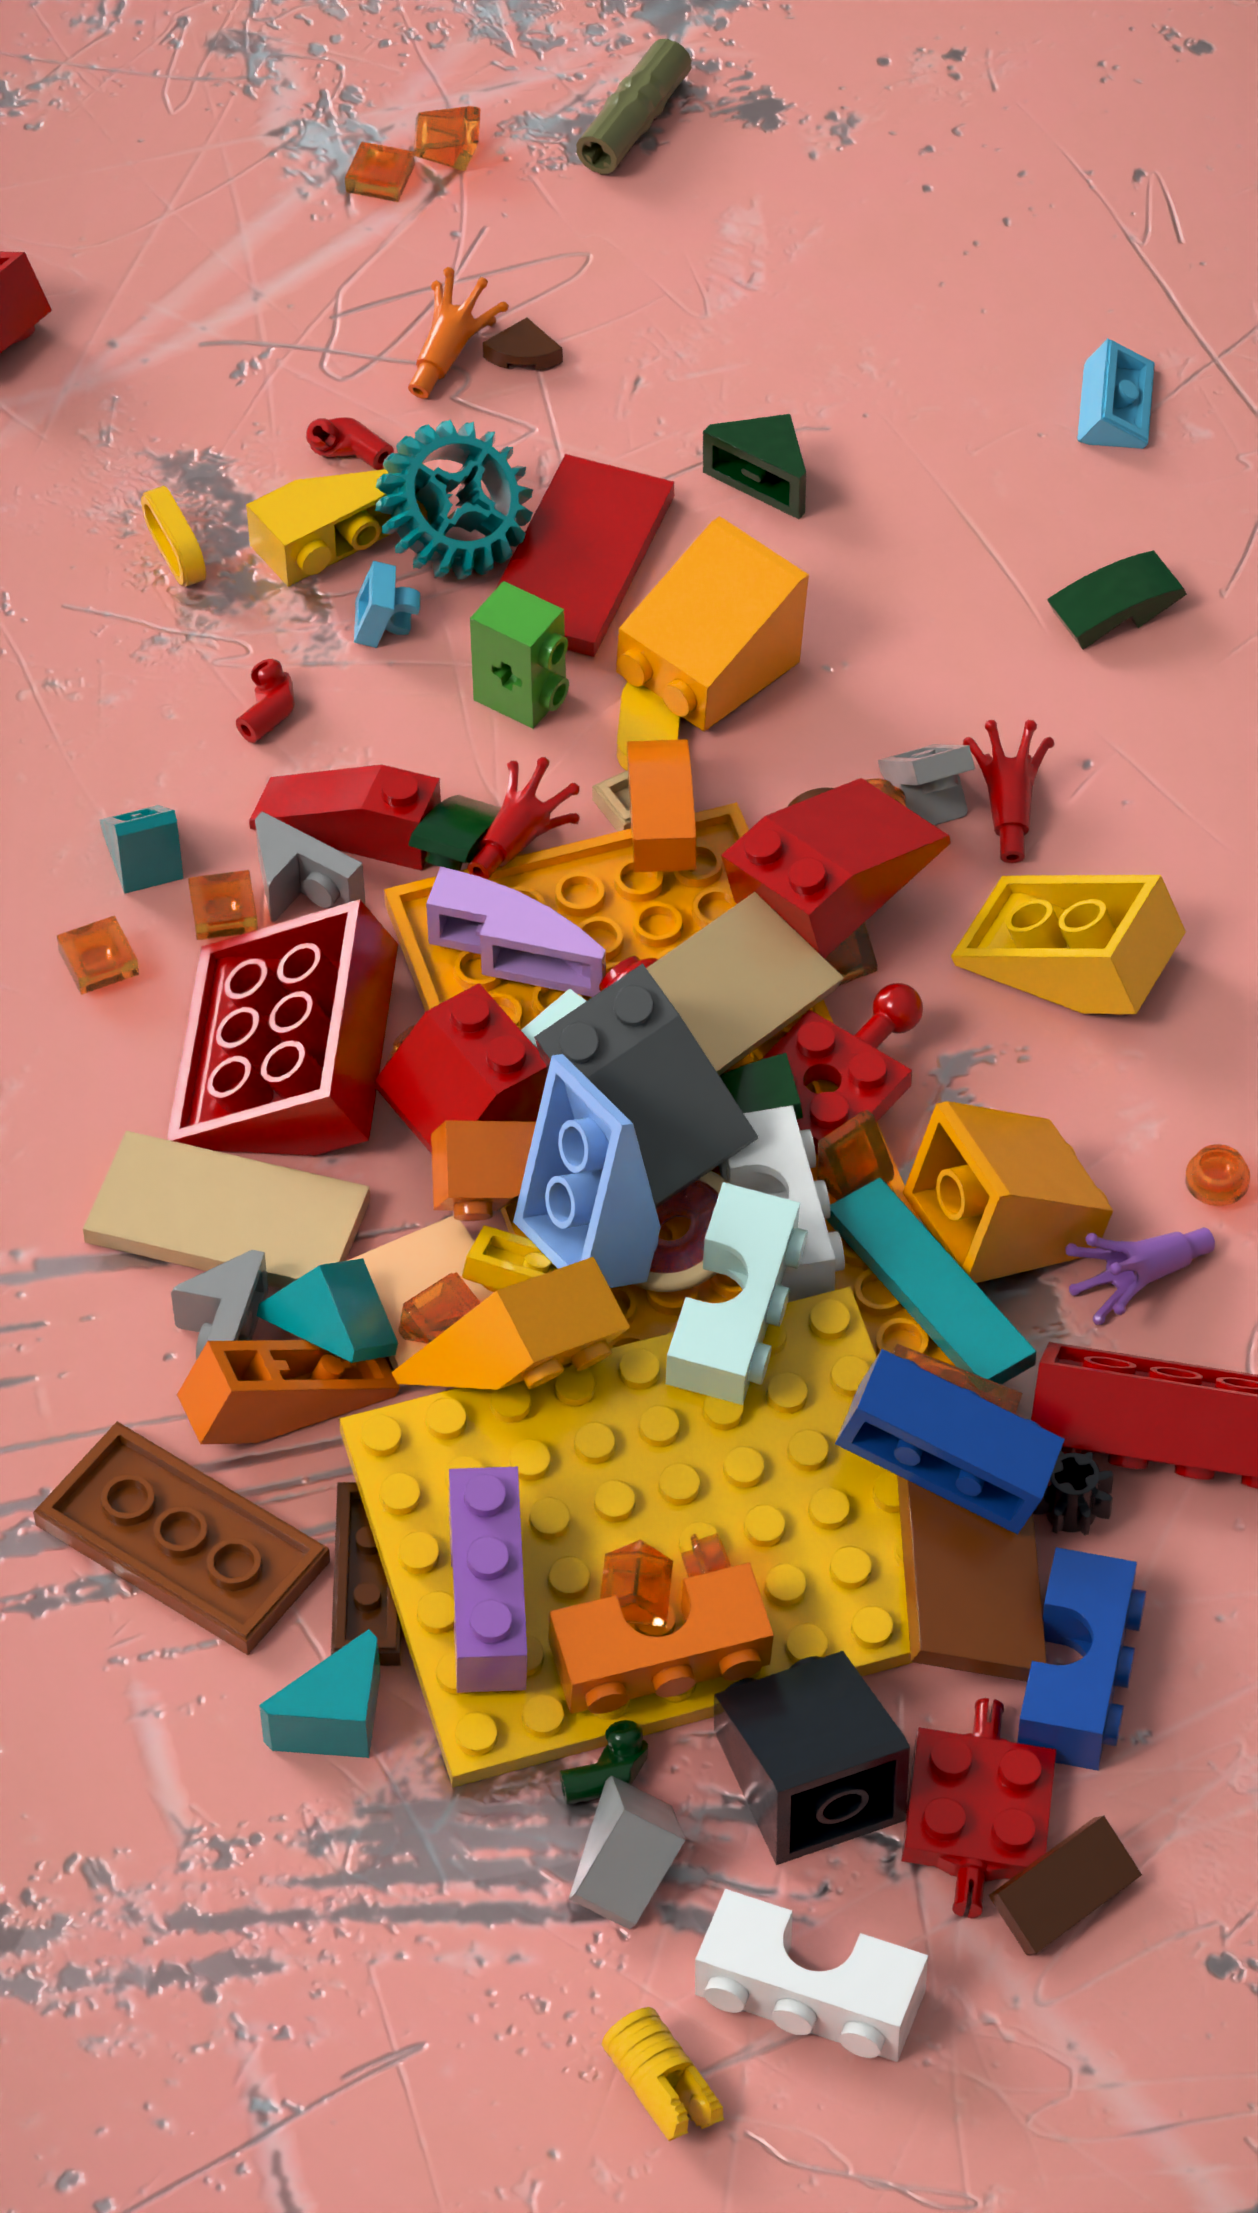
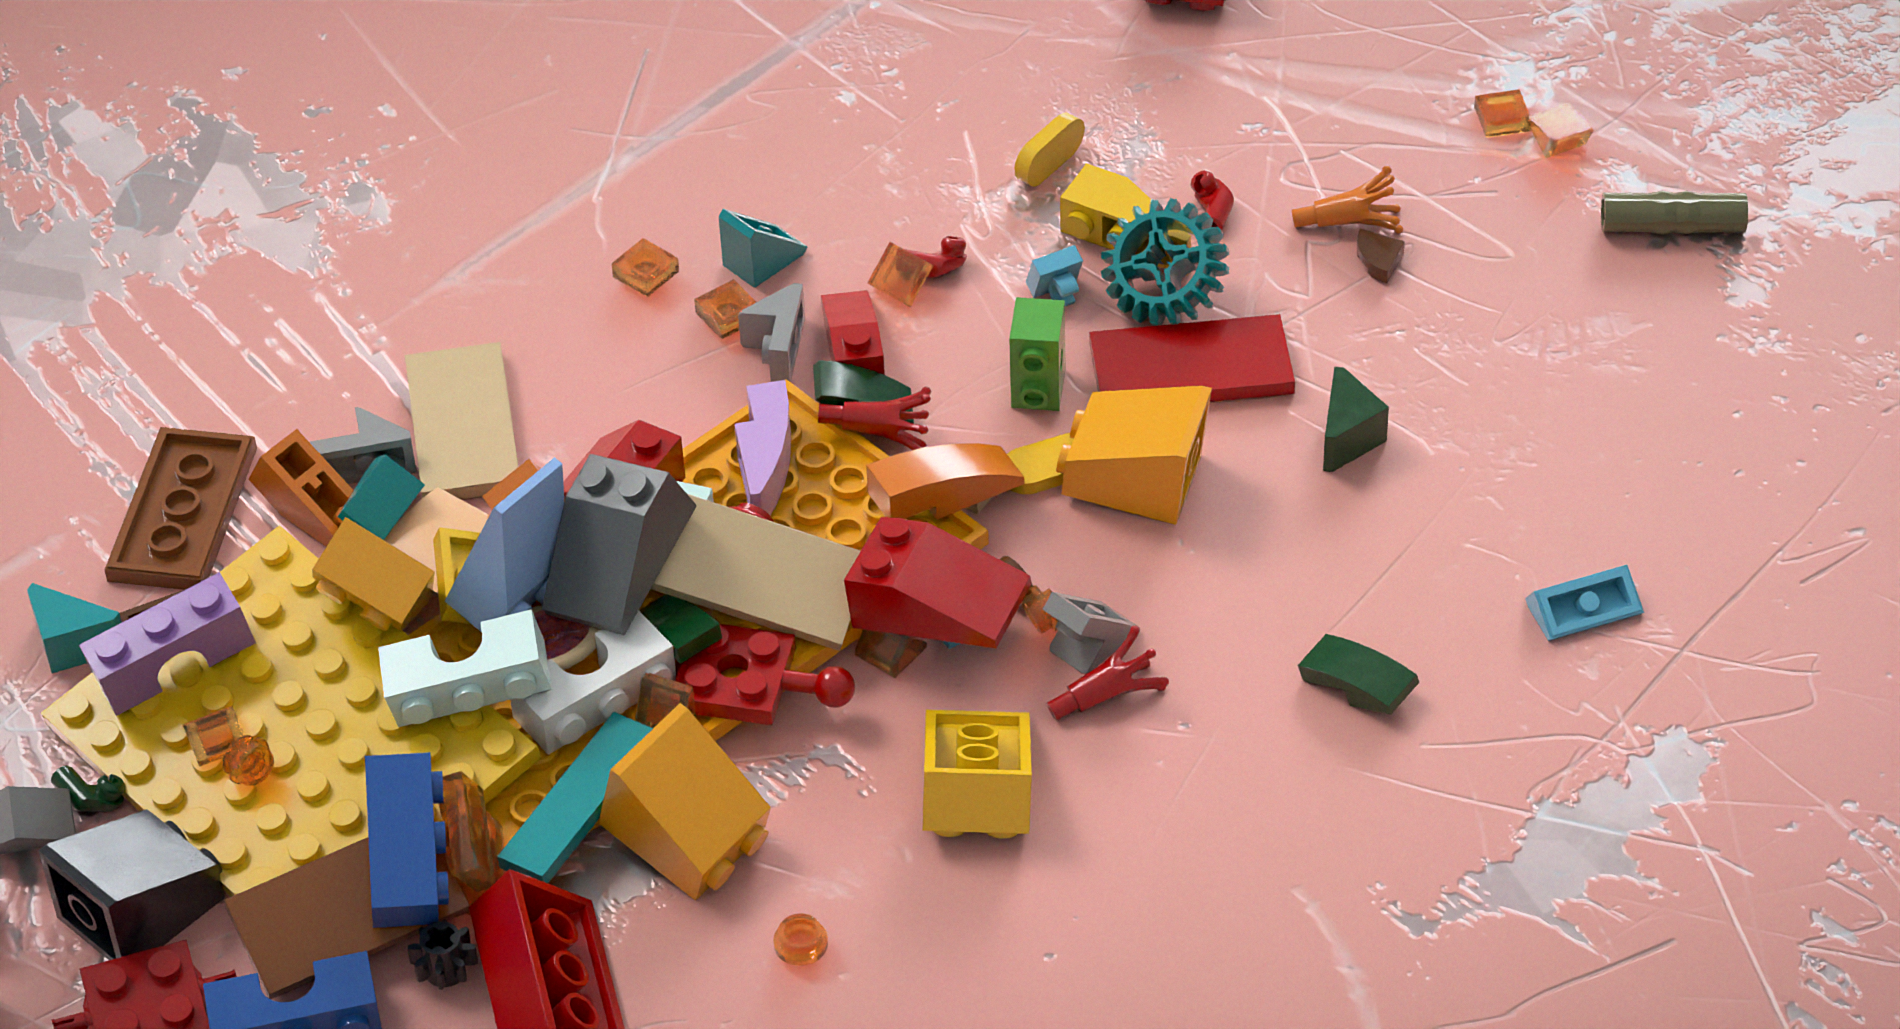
camera: 65 degrees right, 5 degrees down
(279, 734) = (900, 274): none -> clear orange tile
(287, 1036) = (647, 376): red slope -> none
(436, 1309) = (406, 537): clear orange slope -> none
(609, 1662) = (193, 786): orange arch -> none
(1137, 1263) = (683, 920): medium lavender piece -> none

